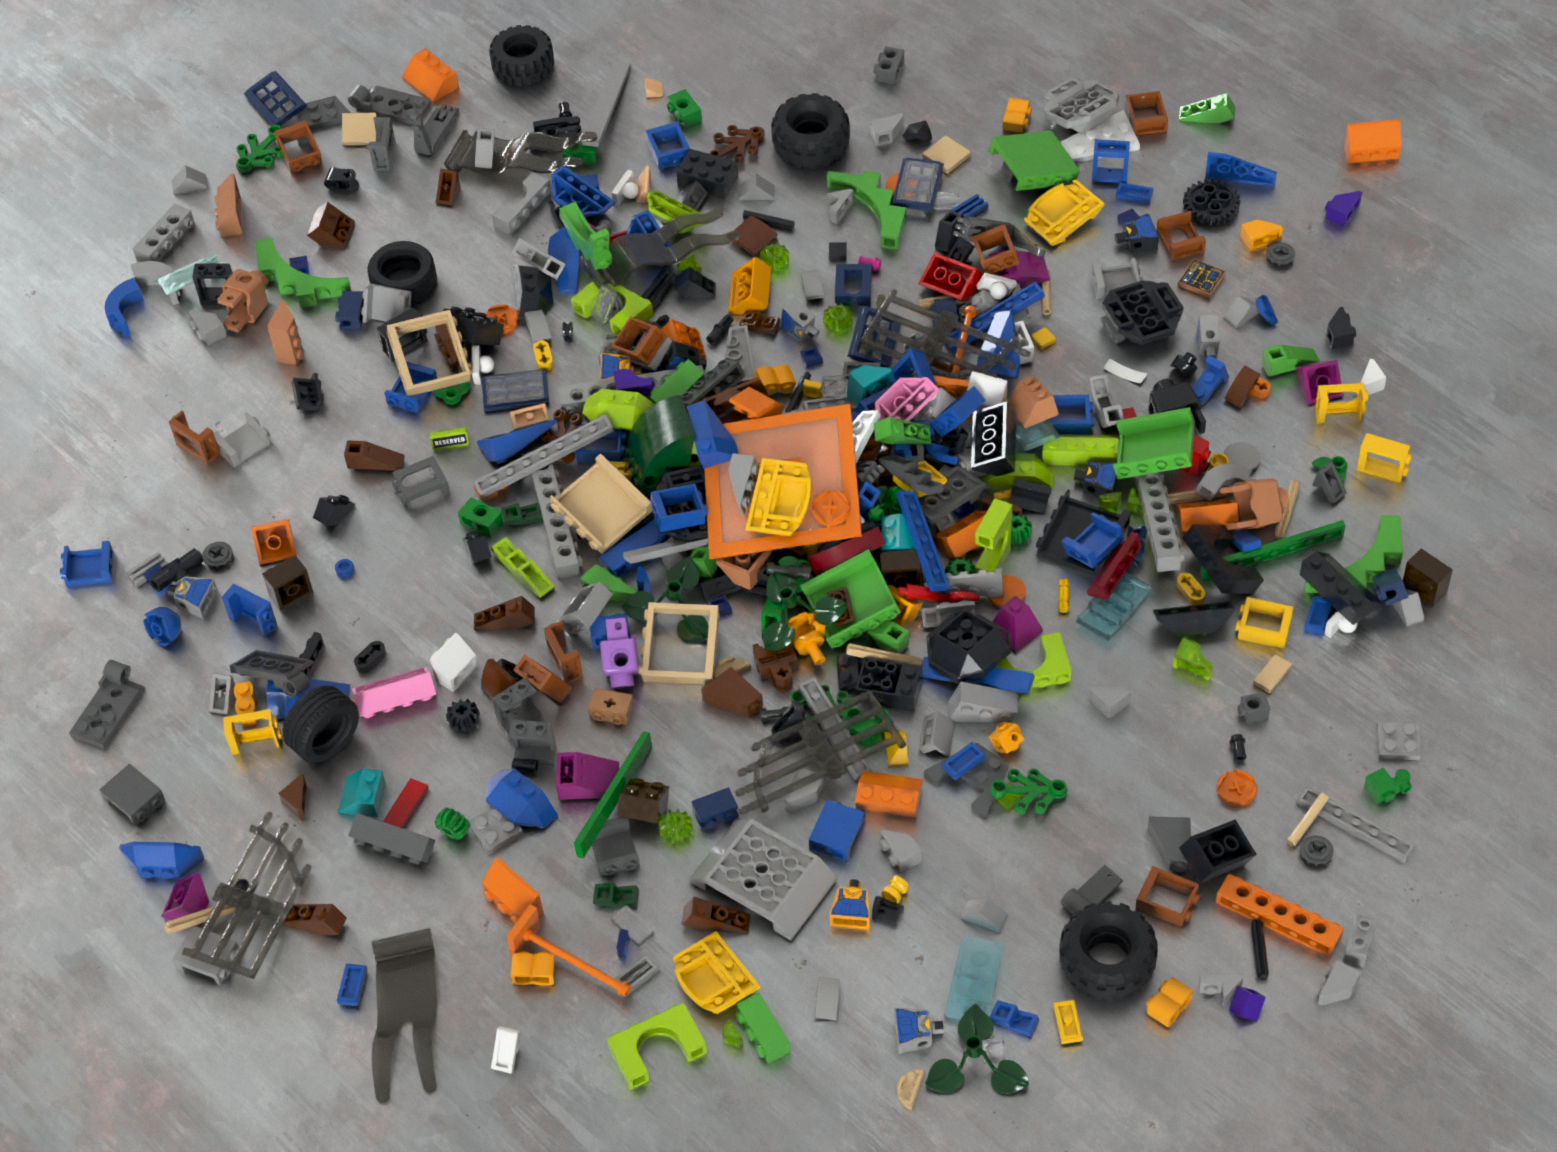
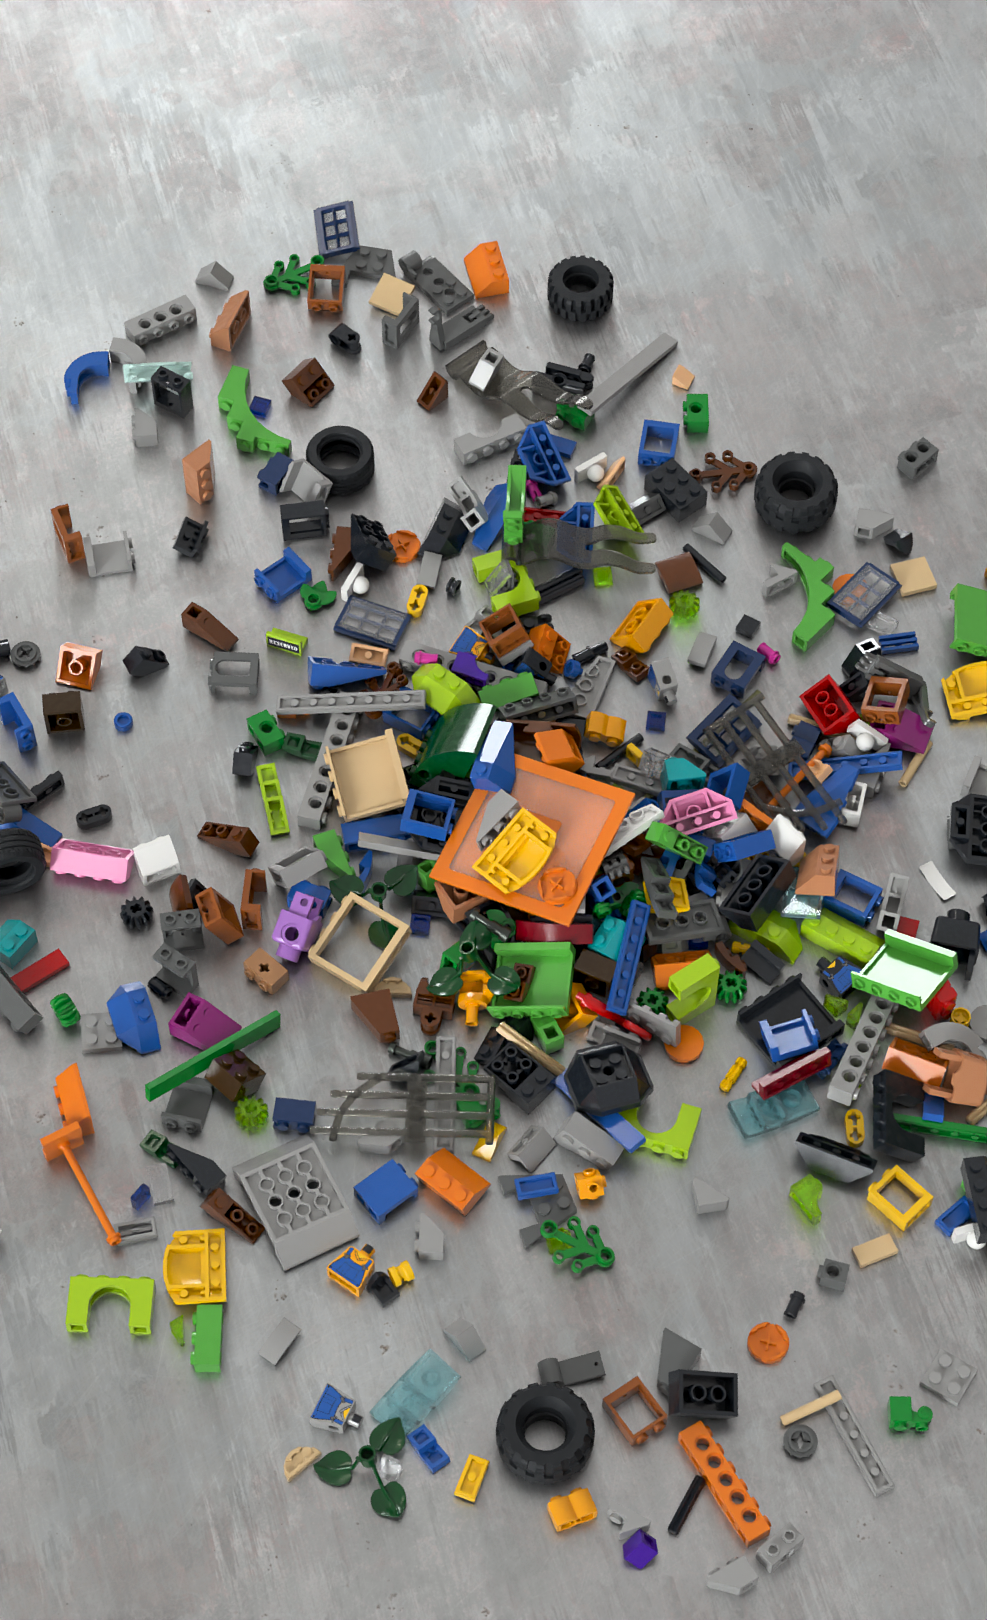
camera: 25 degrees right, 5 degrees up
(241, 290) = (189, 417): nougat piece -> none
(423, 322) = (321, 520): tan window -> none
(533, 968) = (52, 1178): light orange brick -> none
(585, 392) = (425, 658): none -> dark pink pin
(660, 893) = (201, 1170): none -> black slope
(694, 285) = (594, 597): black slope -> none
(713, 347) = (572, 669): none -> blue tile
(838, 317) = (703, 694): clear neon green gear -> none
(981, 325) = (821, 770): none -> light nougat tile
(1019, 621) = (670, 1080): magenta slope -> none
(1043, 338) = (882, 809): yellow tile -> none

